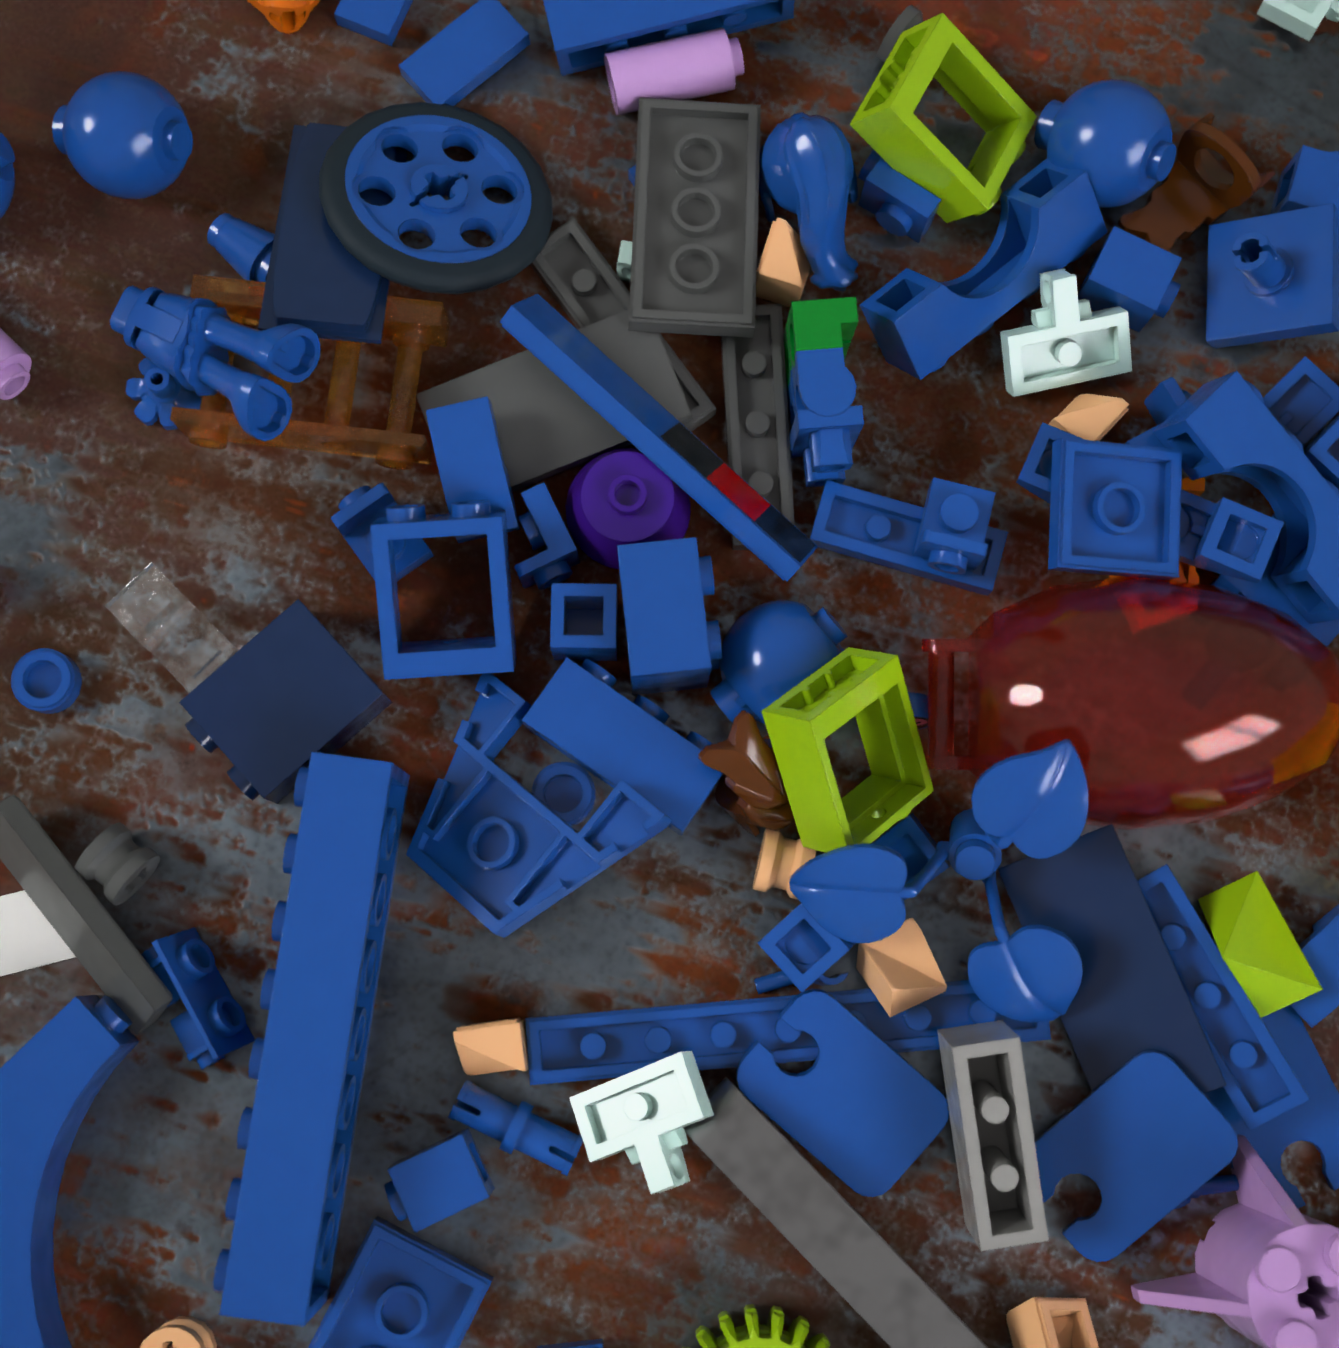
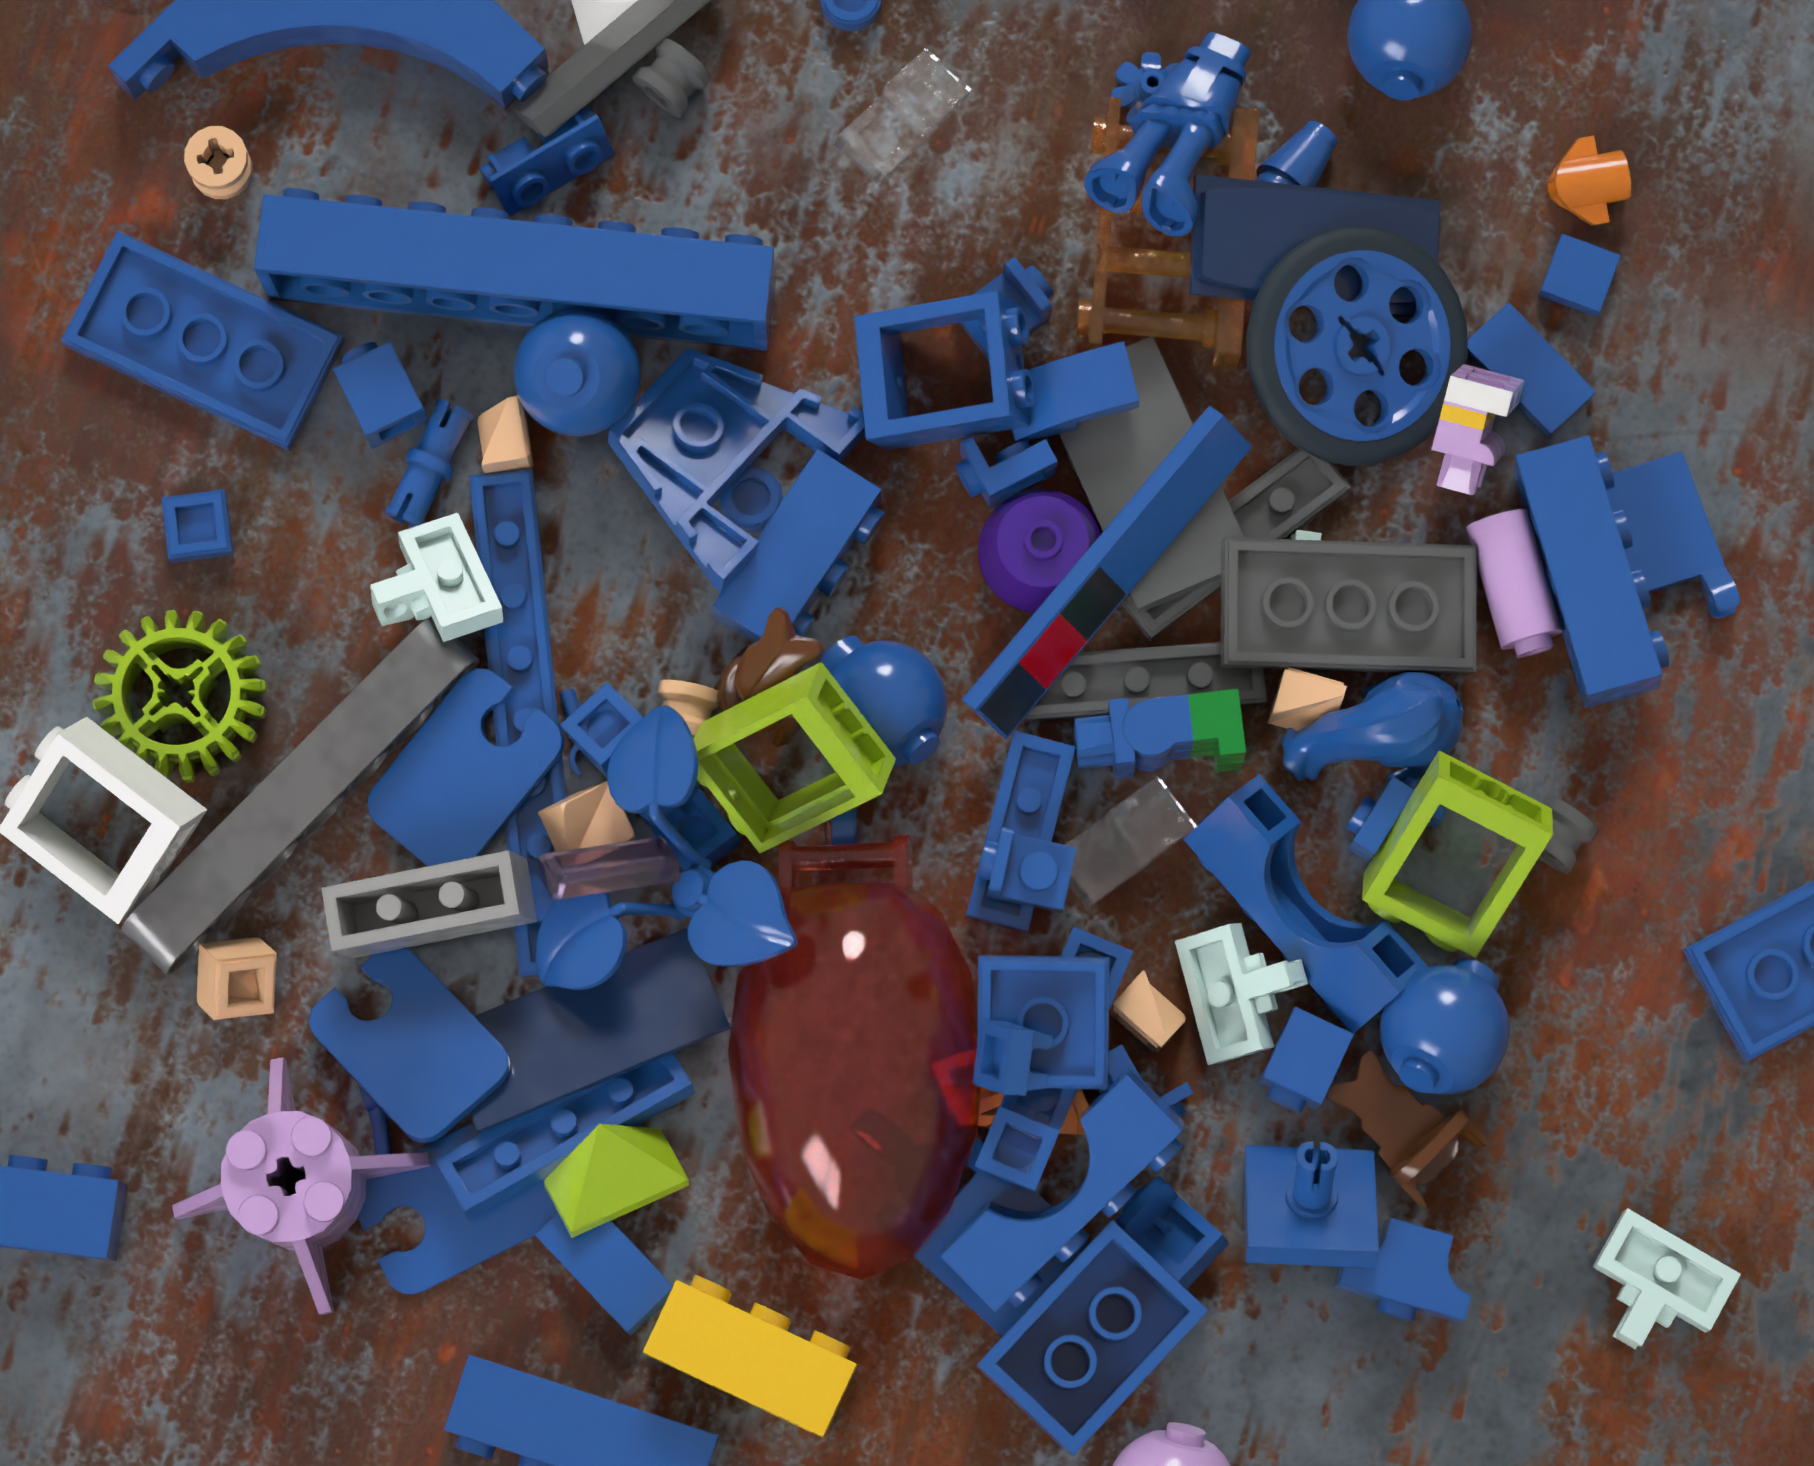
camera: 90 degrees right, 0 degrees up
(280, 701) = (832, 225): dark blue brick -> none
(432, 967) = (577, 372): none -> blue brick
(523, 90) = (1467, 424): none -> lavender hips
(584, 621) = (918, 507): blue brick -> none
(665, 615) = (921, 578): blue brick -> none
(911, 439) = (1127, 841): none -> clear slope
(956, 944) = (608, 868): none -> clear purple tile
(1164, 537) = (1005, 1058): none -> blue tile

